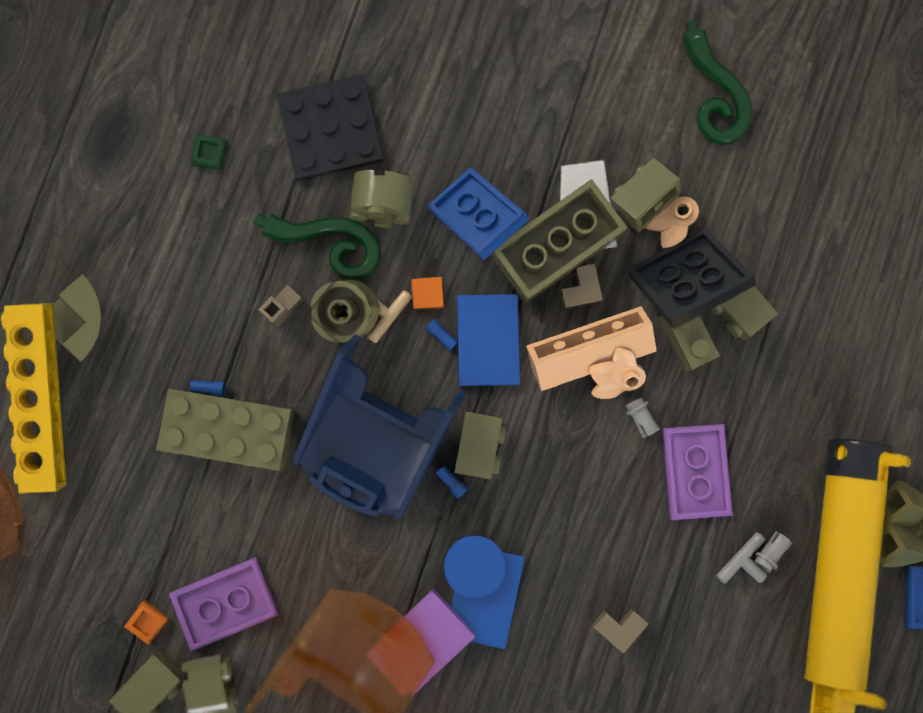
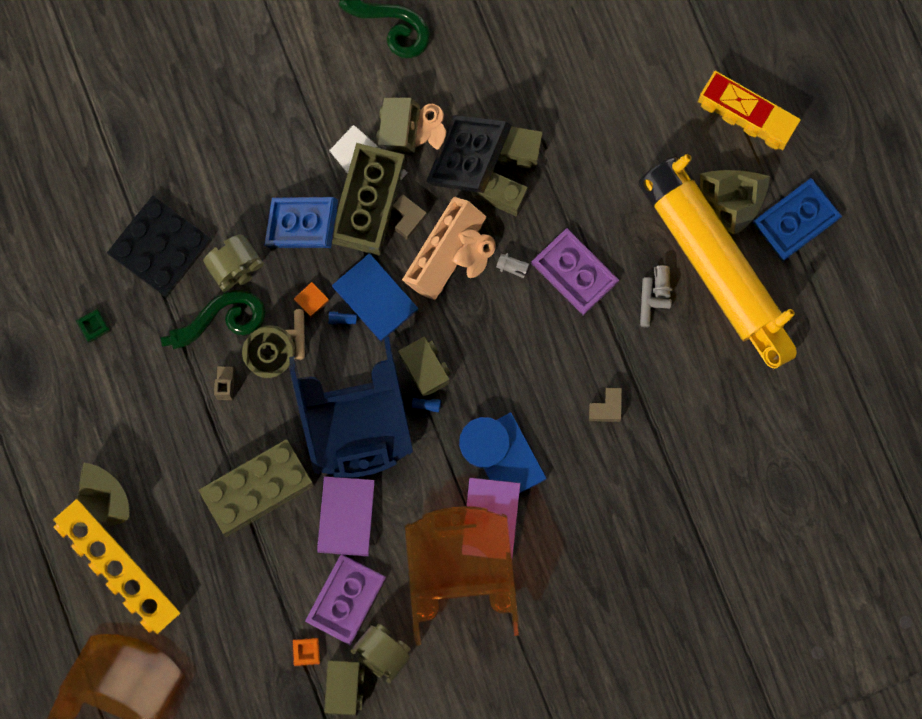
camera: 35 degrees left, 5 degrees down
(215, 388) = (226, 468): blue piece -> none
(288, 526) = (346, 516): none -> medium lavender tile

